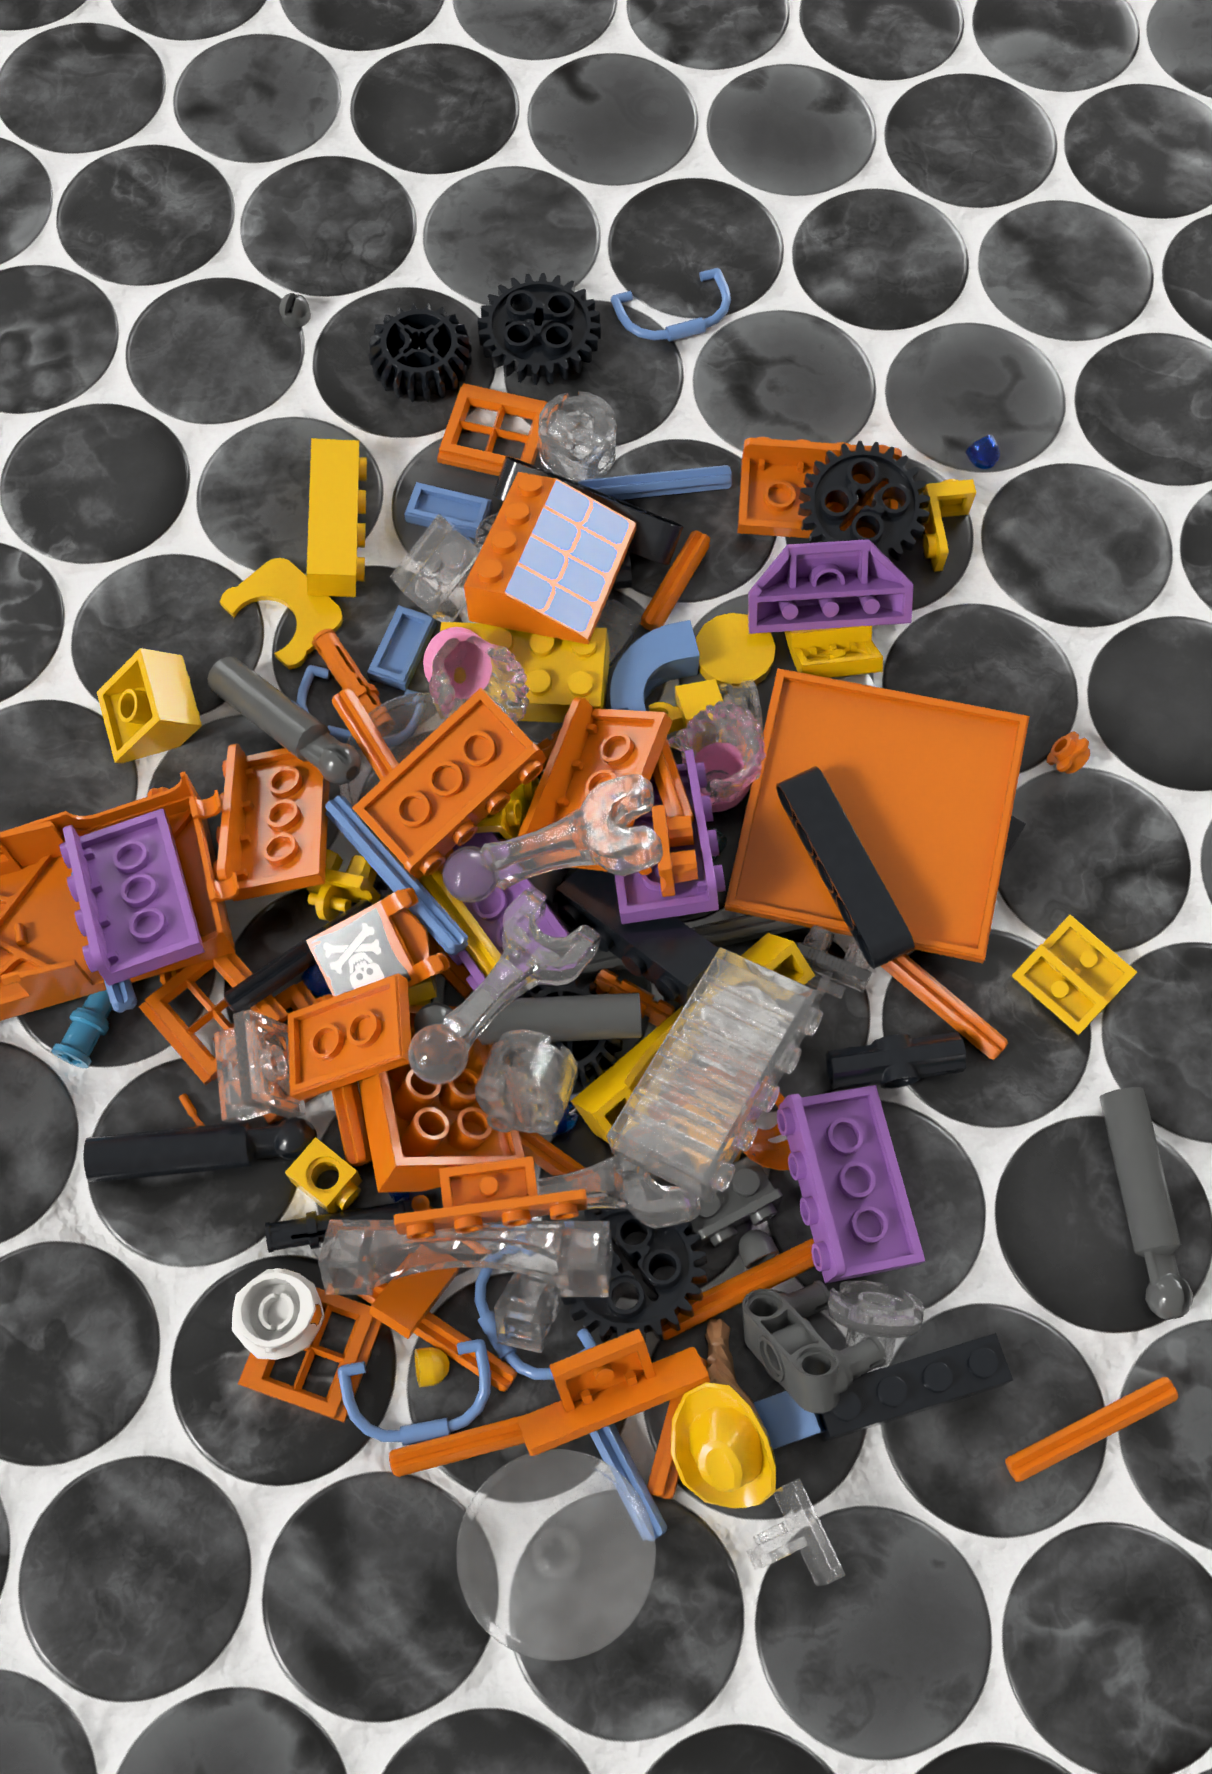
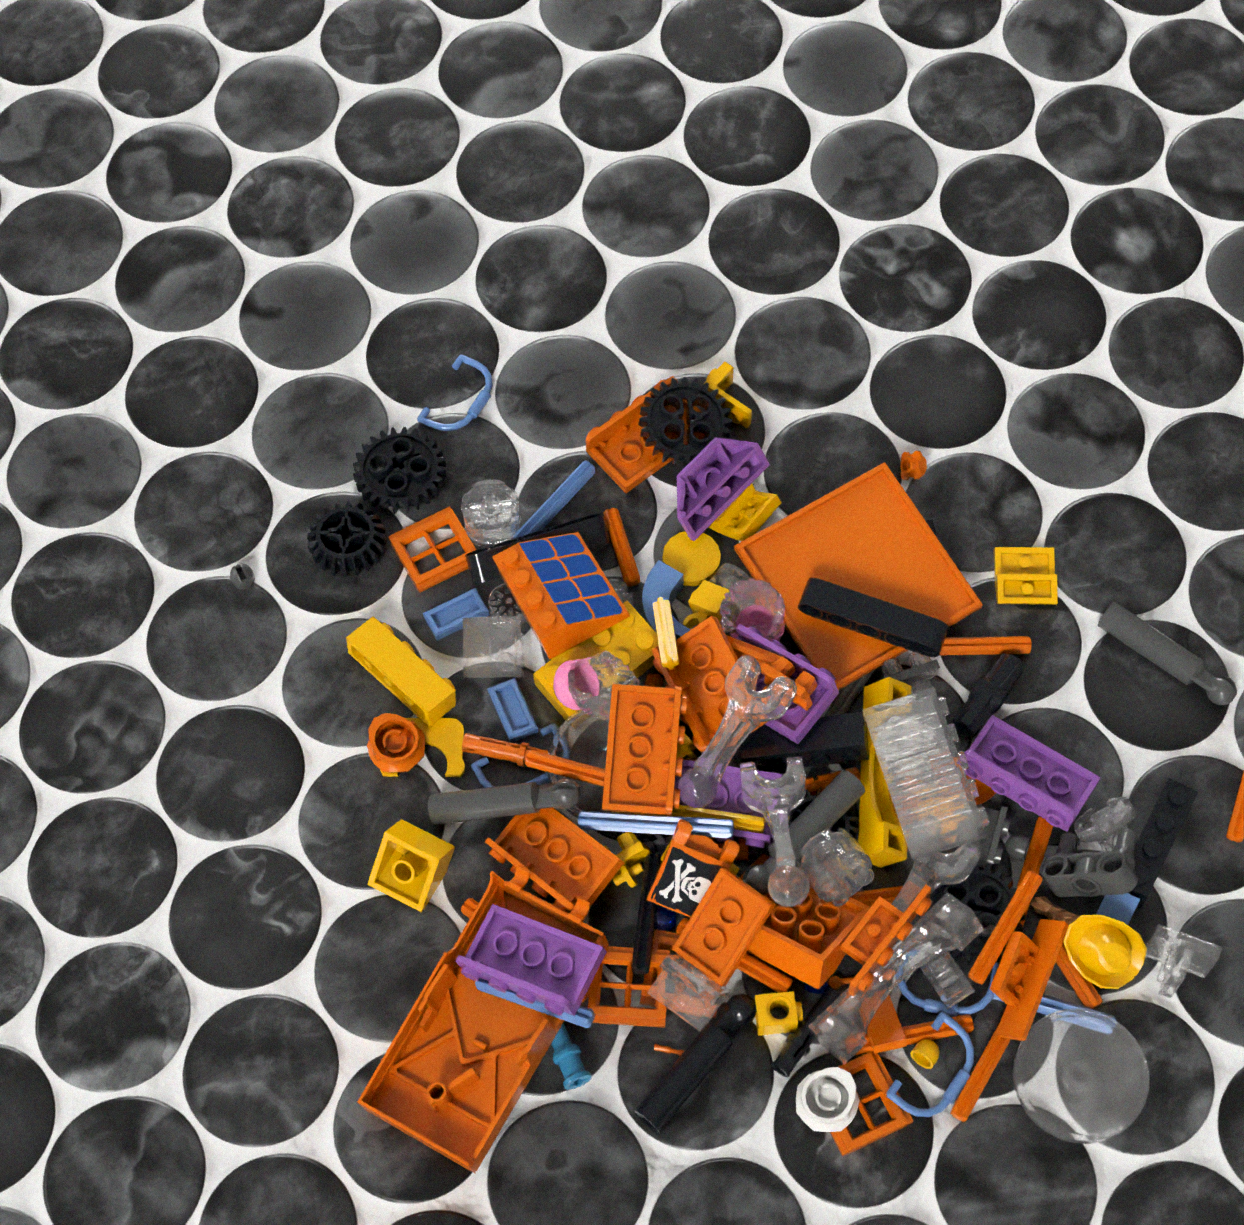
camera: 40 degrees left, 5 degrees down
(257, 580) = (395, 743): none -> orange hat
(607, 694) = (665, 633): none -> yellow axle
(637, 1317) = (1005, 927): none -> orange axle
(984, 452) = (711, 342): clear blue hinge -> none

